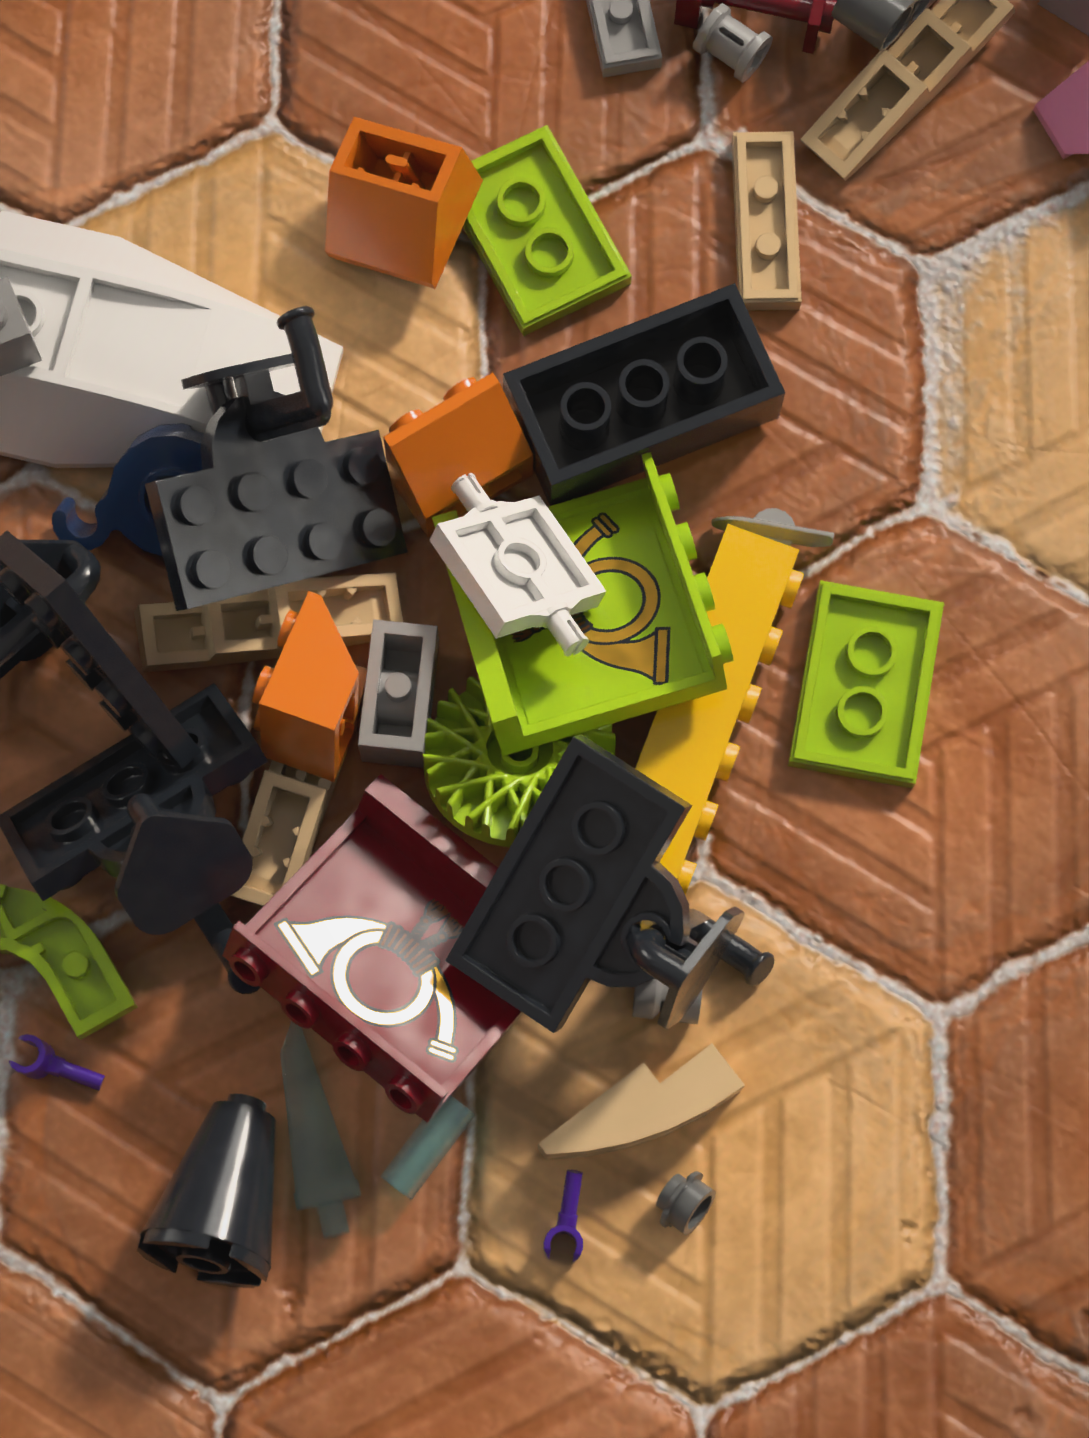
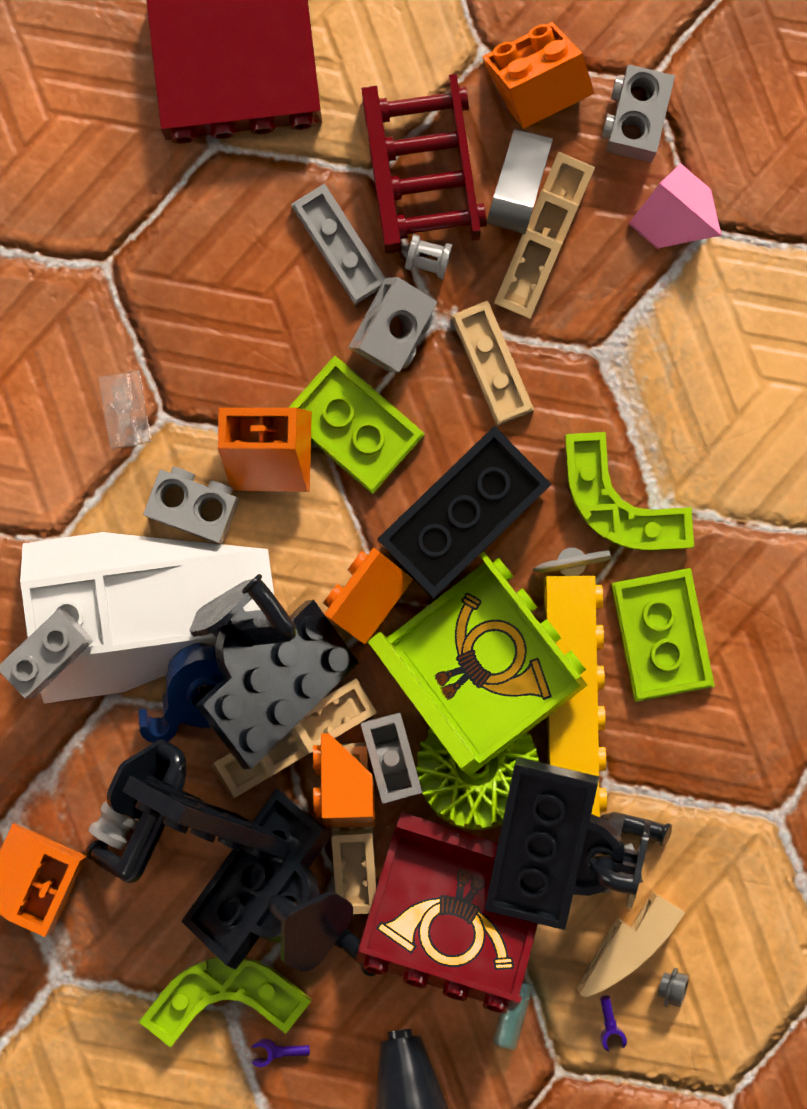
camera: 20 degrees left, 10 degrees up
(222, 84) = (124, 409): none -> clear hips
(249, 255) = (189, 513): none -> light grey brick
(317, 1153) = (451, 1042): clear light blue bar -> none
(517, 565) = (434, 658): white plate -> none
(612, 121) = (374, 337): none -> light grey brick
(857, 487) = (608, 513): none -> lime plate

